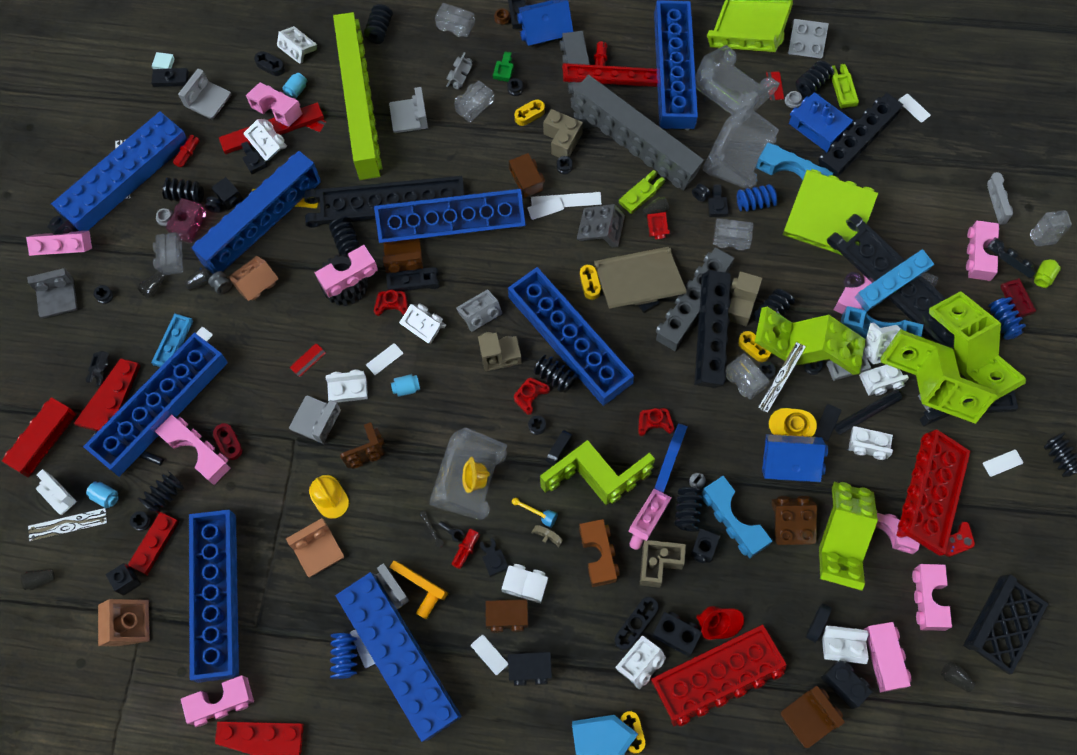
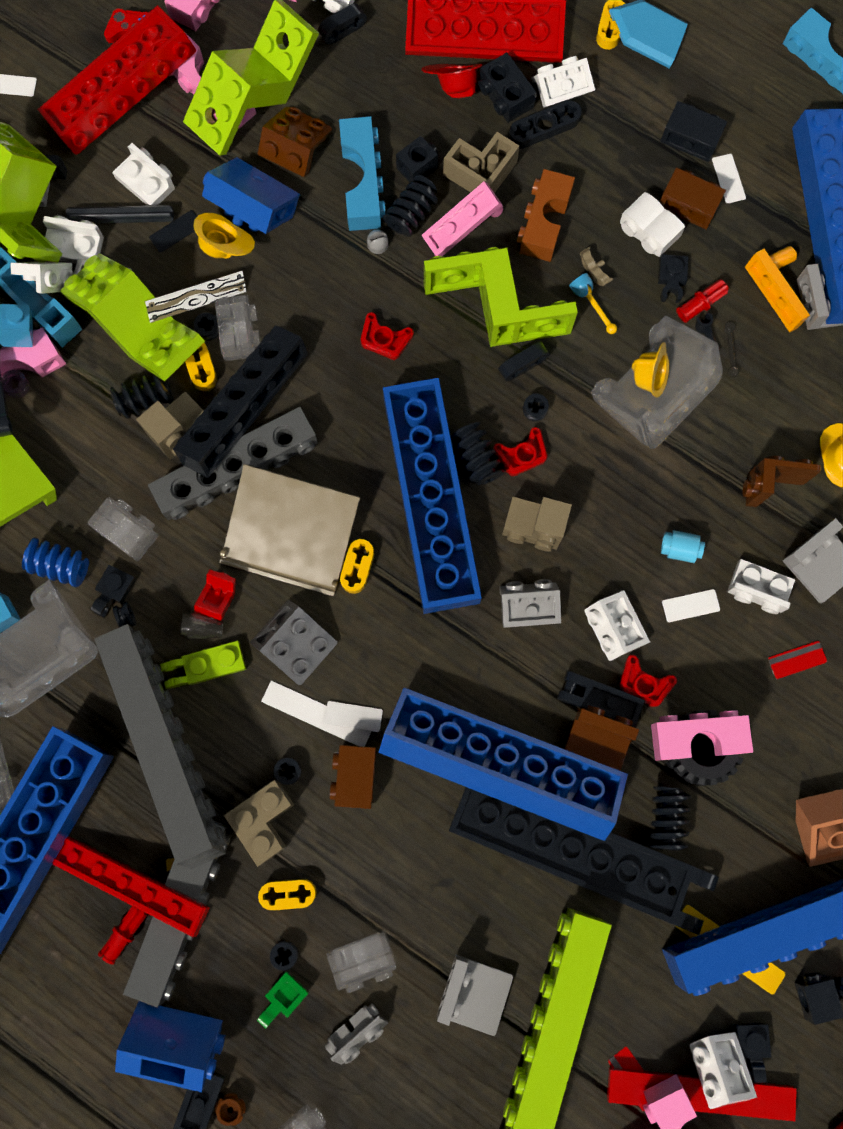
camera: 155 degrees left, 10 degrees up
(670, 457) = (393, 264): blue beam -> none

